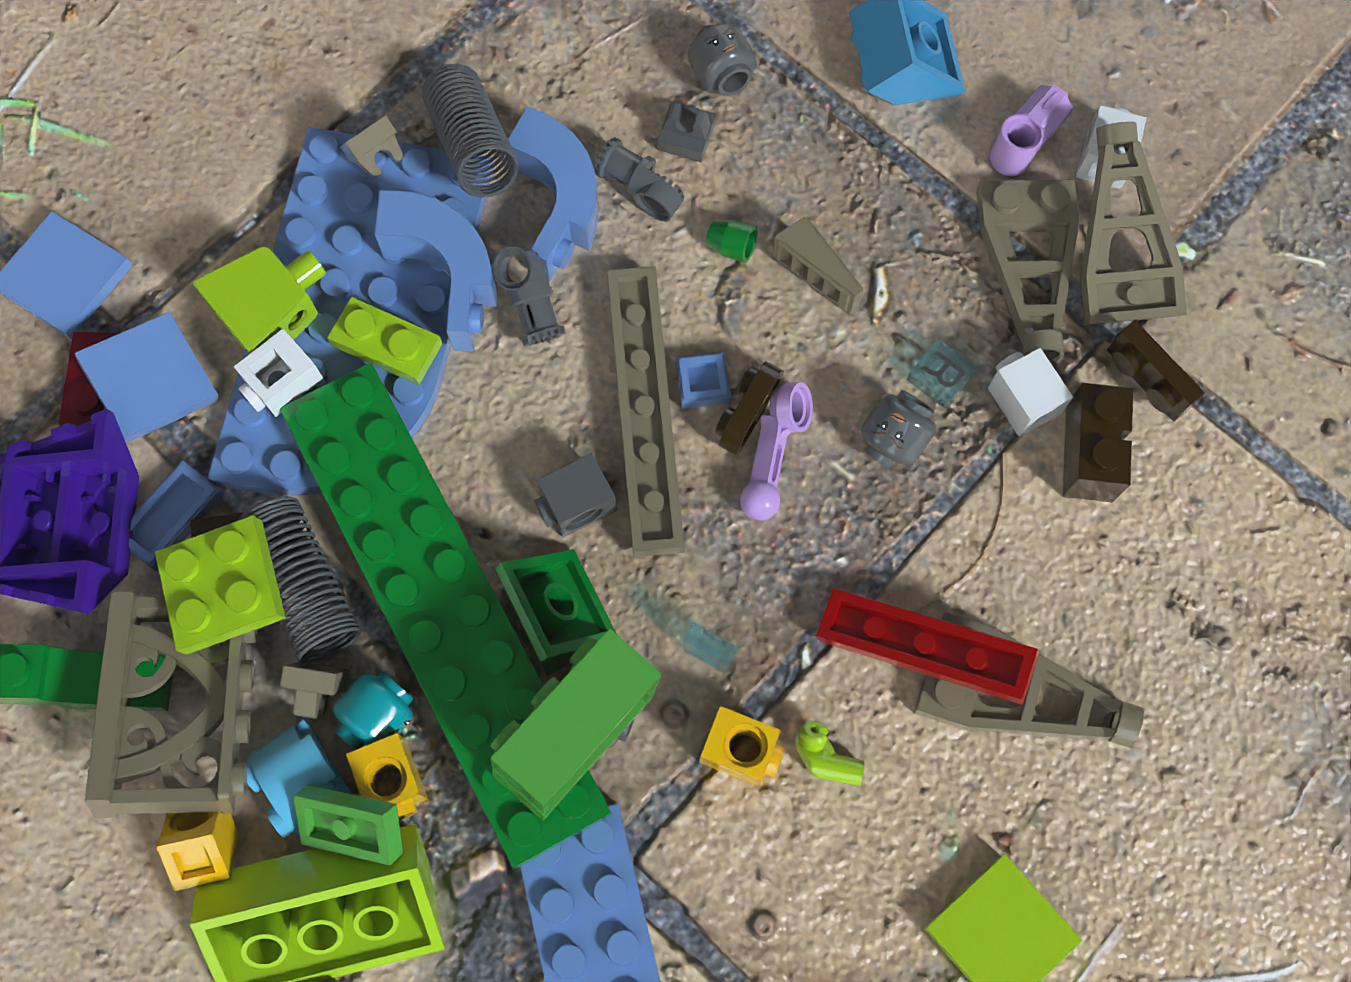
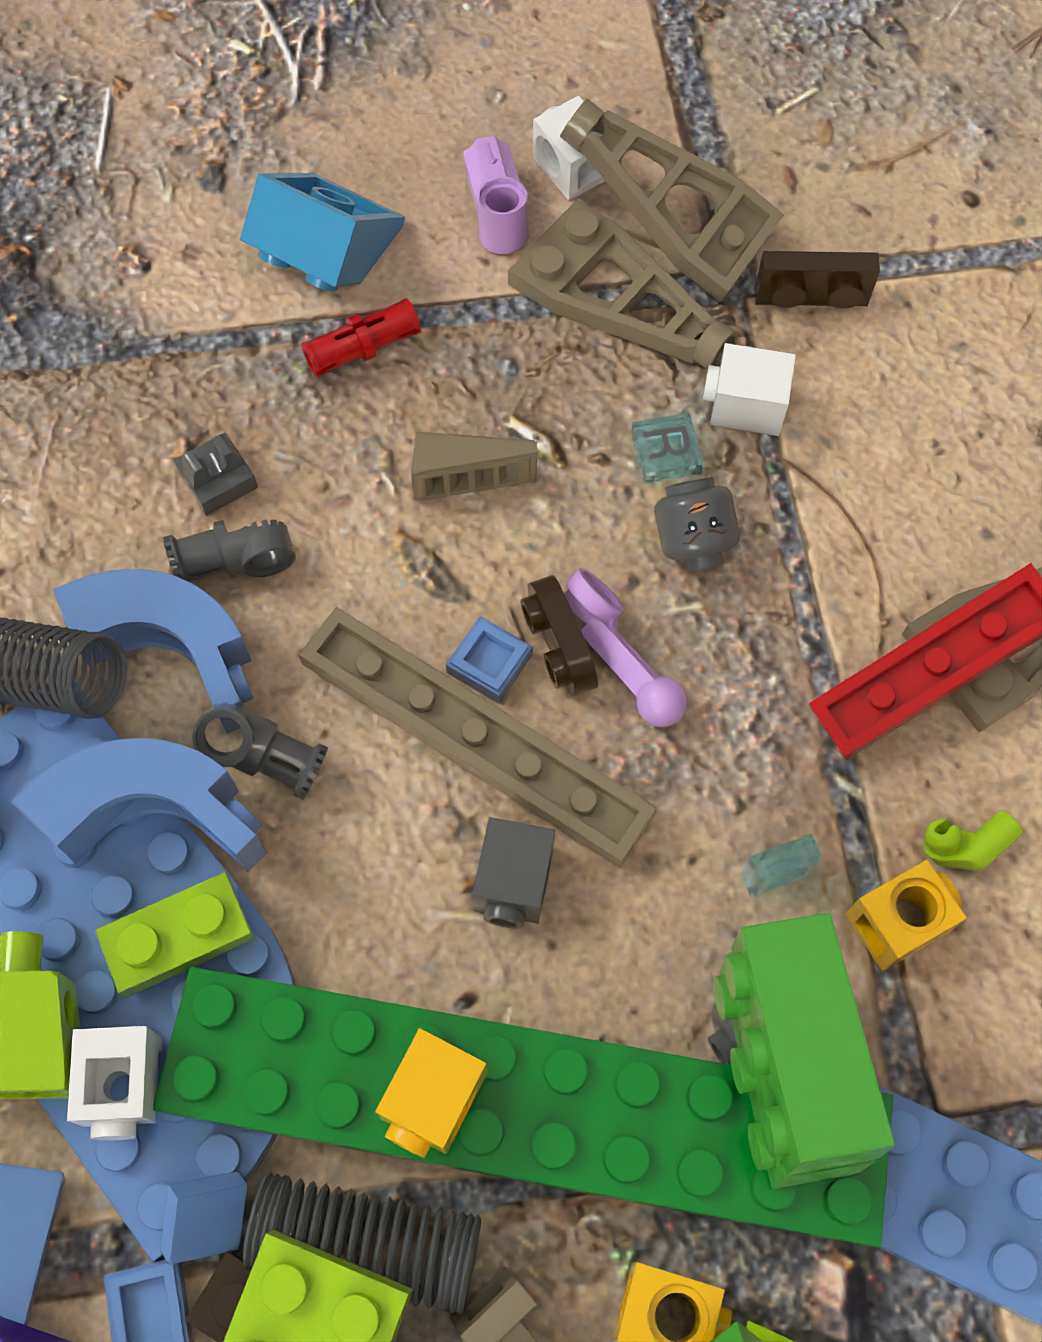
camera: 50 degrees left, 5 degrees down
(247, 482) = (203, 1217): none -> medium blue tile
(372, 710) = (580, 1275): teal head -> none
(393, 542) = (430, 1094): none -> yellow brick
(554, 605) = (619, 988): green slope -> none
(722, 59) = (177, 381): dark grey head -> none
(732, 239) = (368, 519): green hose -> none
(850, 135) = (361, 337): none -> red pin
(1095, 448) = (848, 377): dark brown piece -> none

